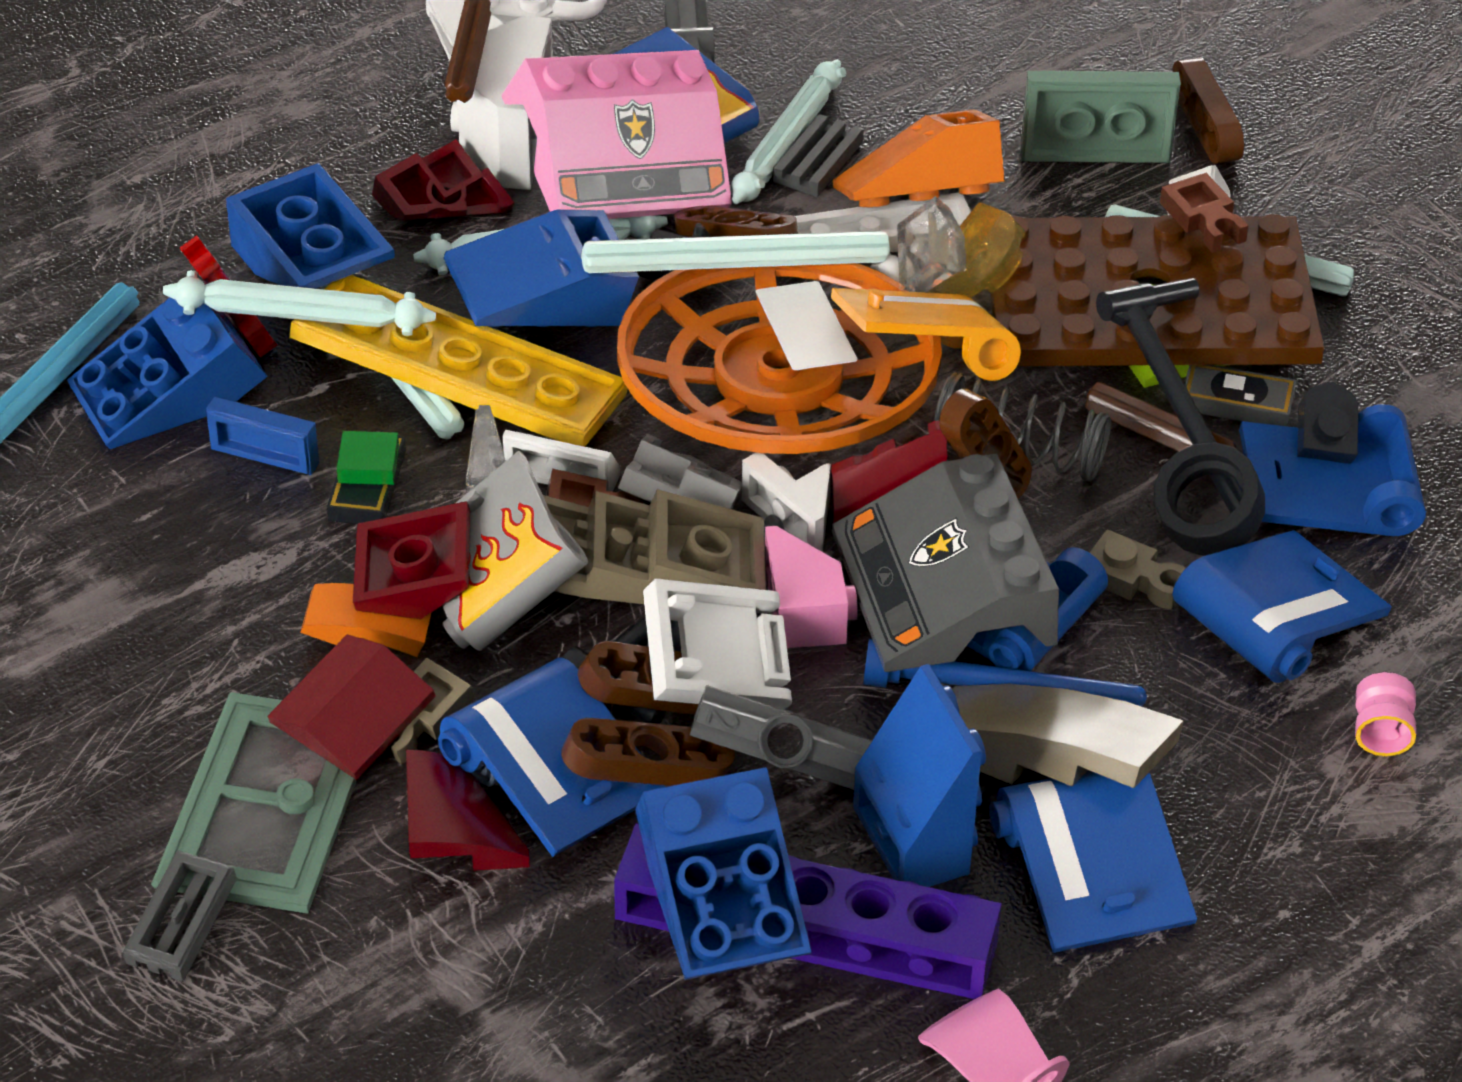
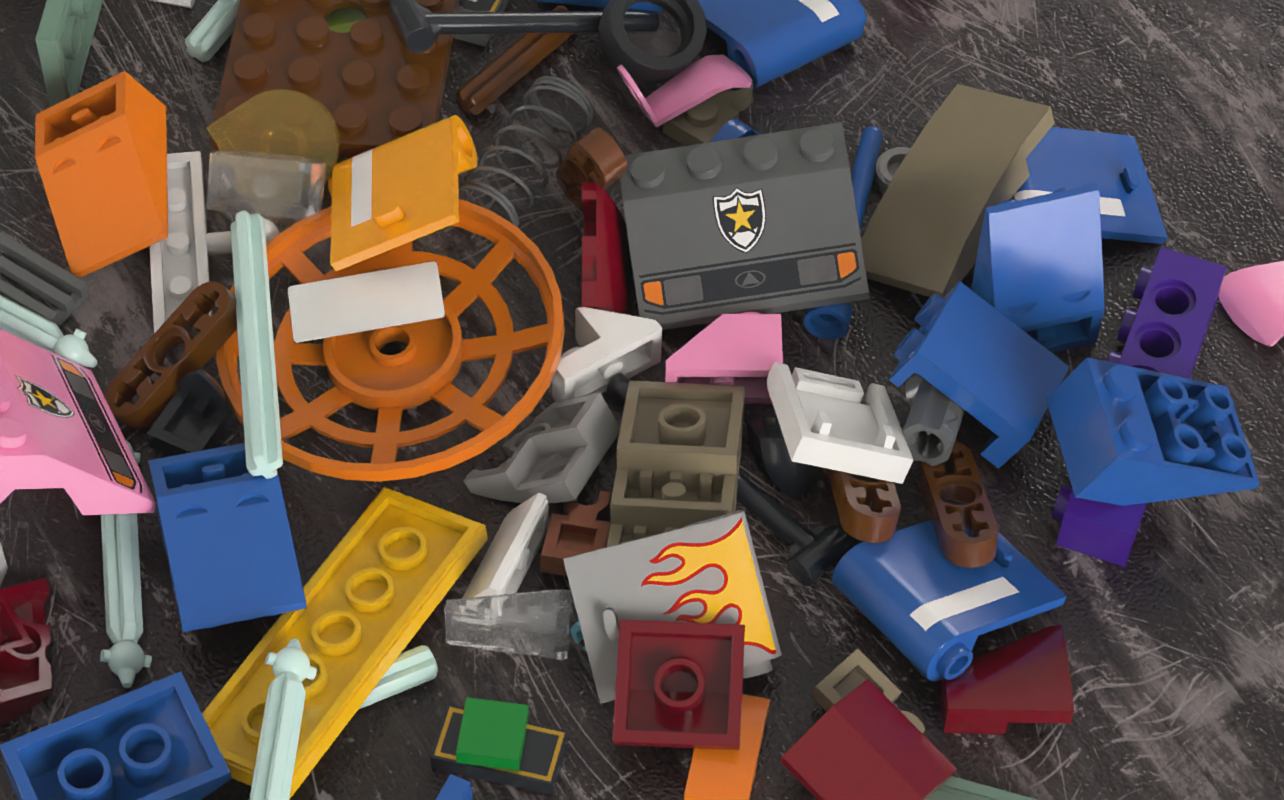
camera: 85 degrees left, 10 degrees up
(806, 737) = (982, 367): none -> blue panel
(1154, 551) = (688, 88): none -> bright pink piece

